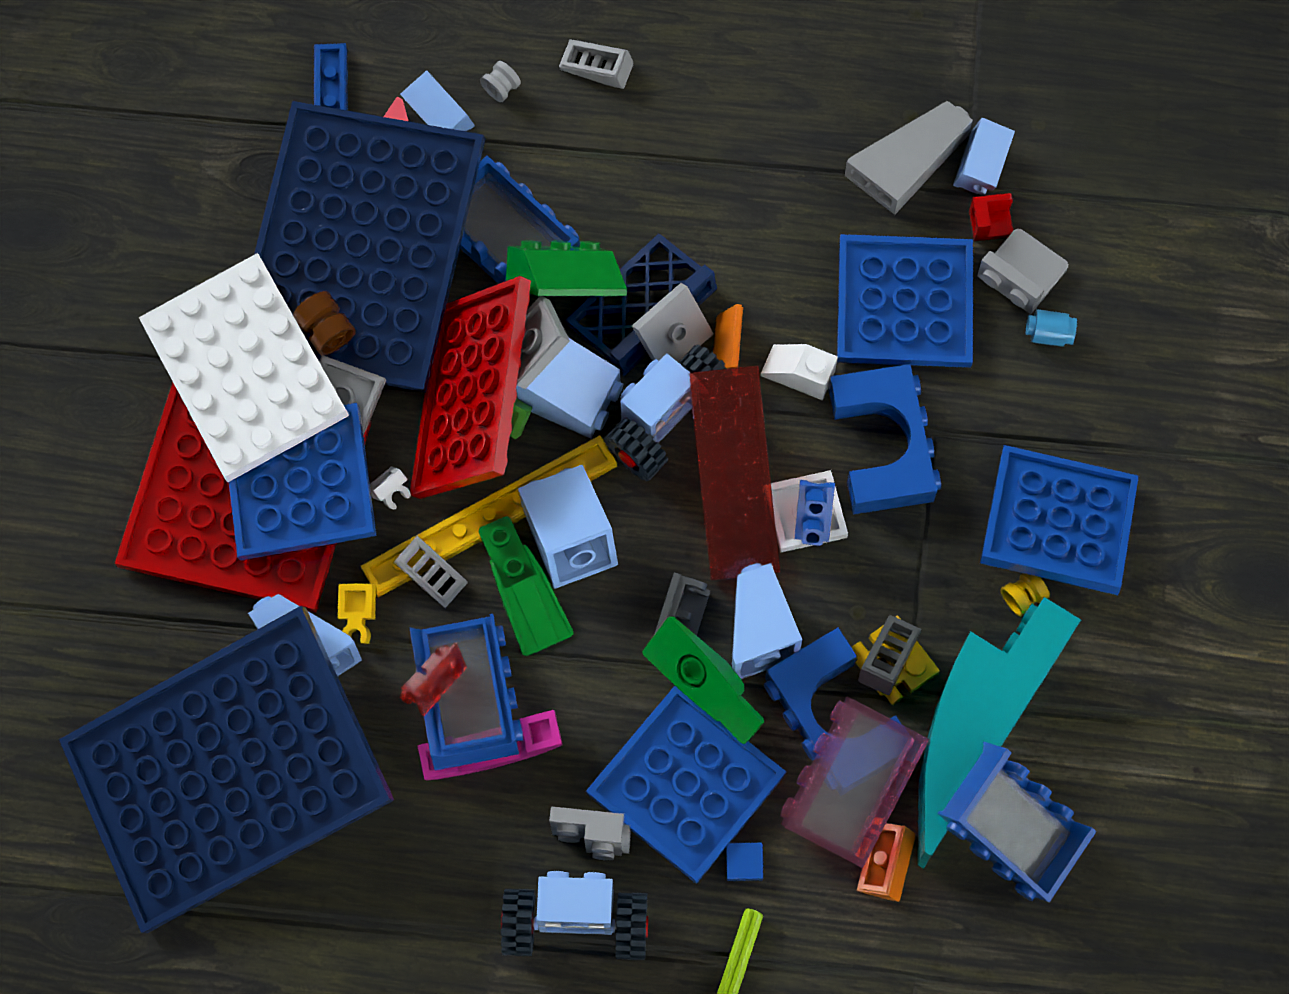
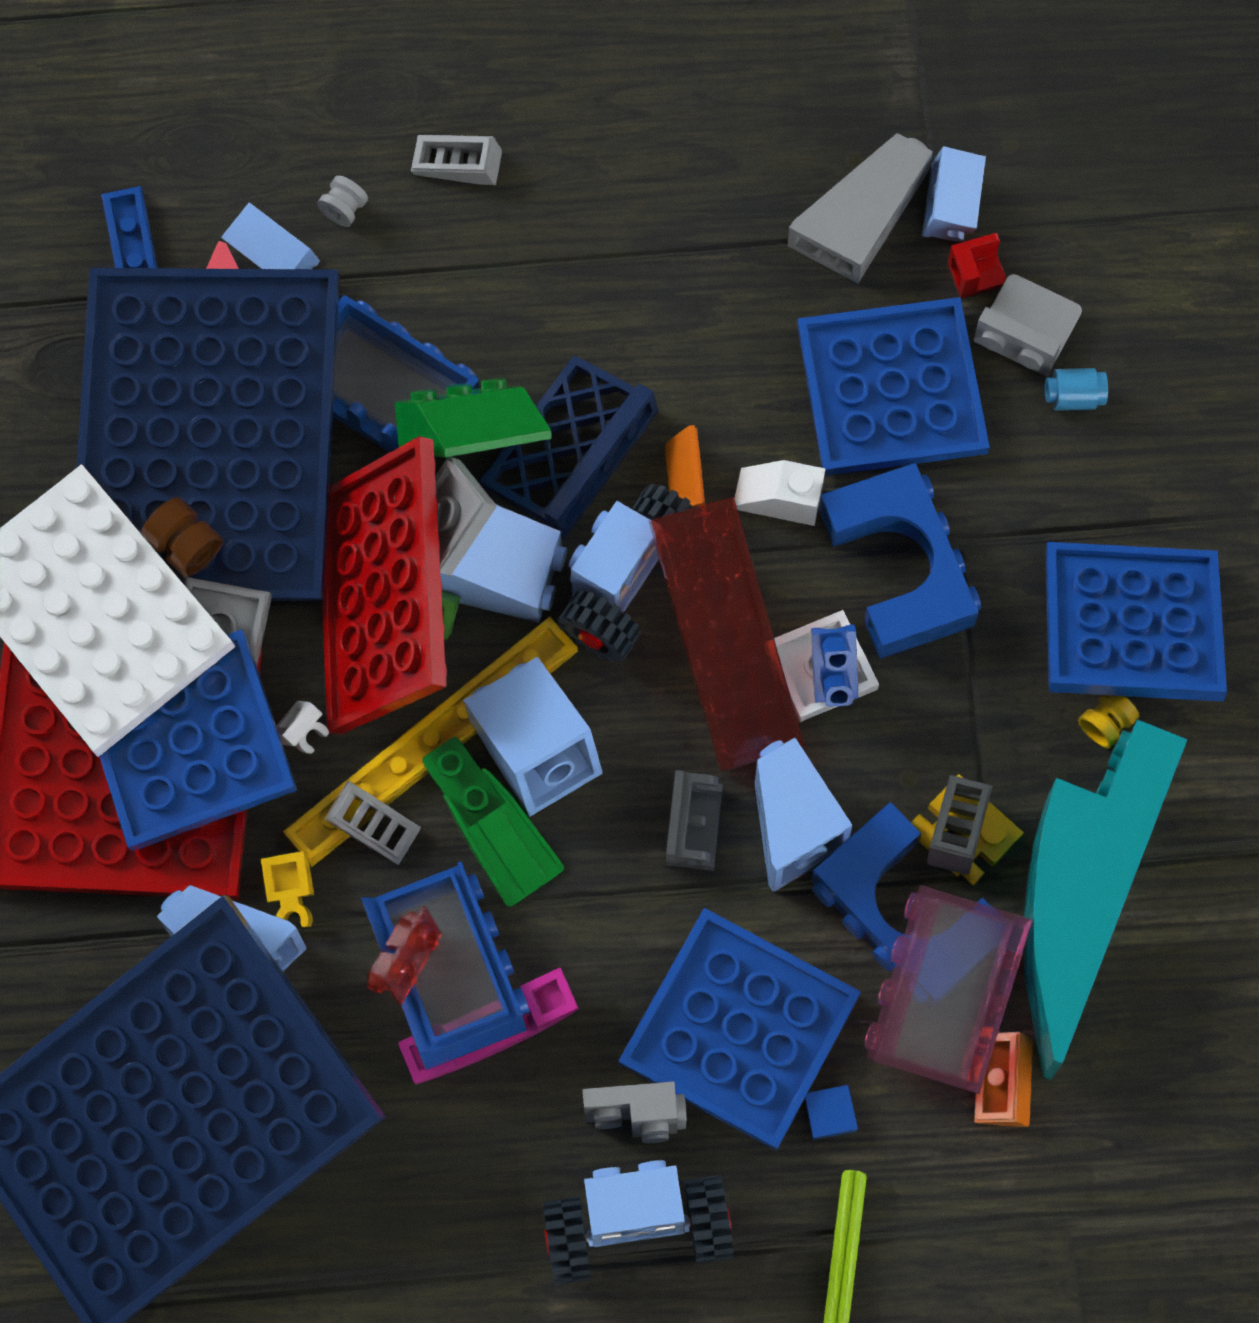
camera: 10 degrees left, 0 degrees up
(673, 325) = (615, 466): light grey plate -> none
(703, 677) = (737, 894): green piece -> none
(1016, 825) = (1157, 1006): window -> none

